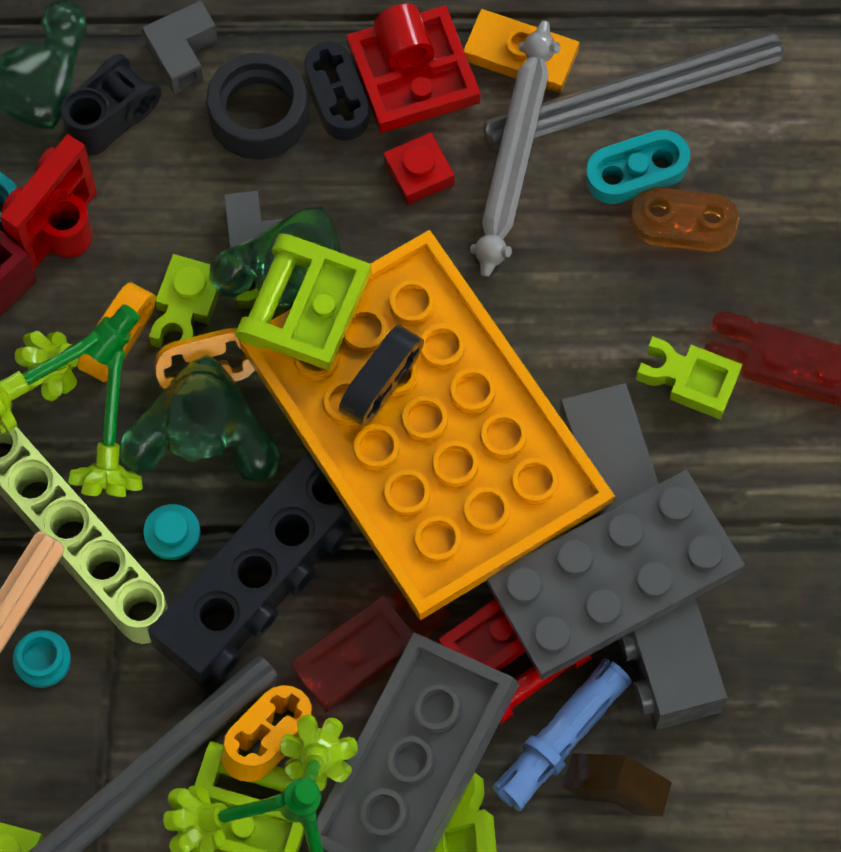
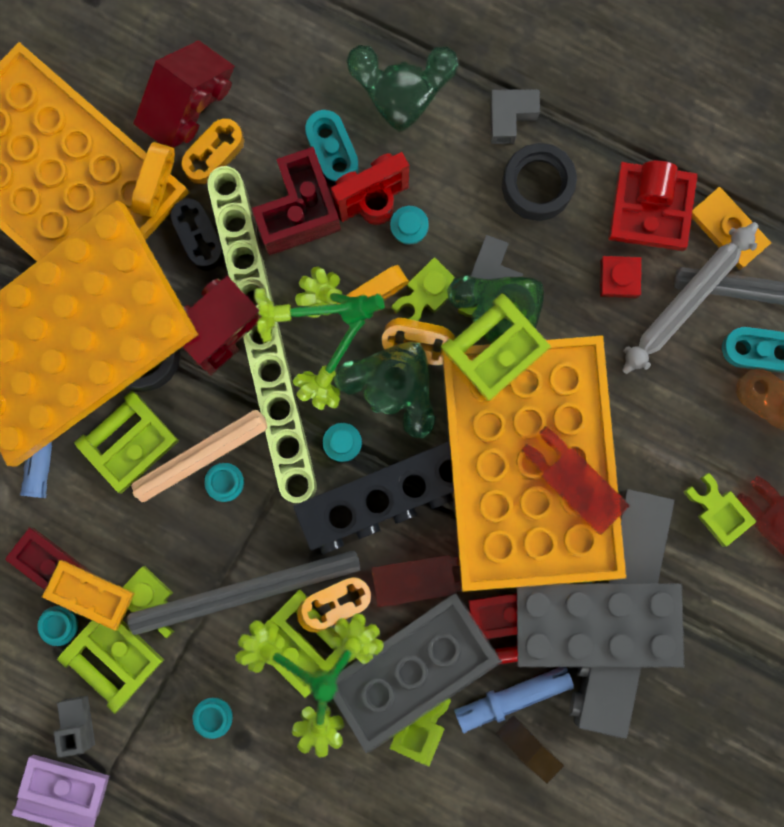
camera: 30 degrees right, 15 degrees up
(113, 98) = (450, 129): black piece -> none
(121, 232) = (409, 225): none -> teal plate
(326, 94) = (587, 194): black beam -> none
(381, 375) = (518, 424): black beam -> none
(489, 410) = (577, 483): none -> clear red hinge

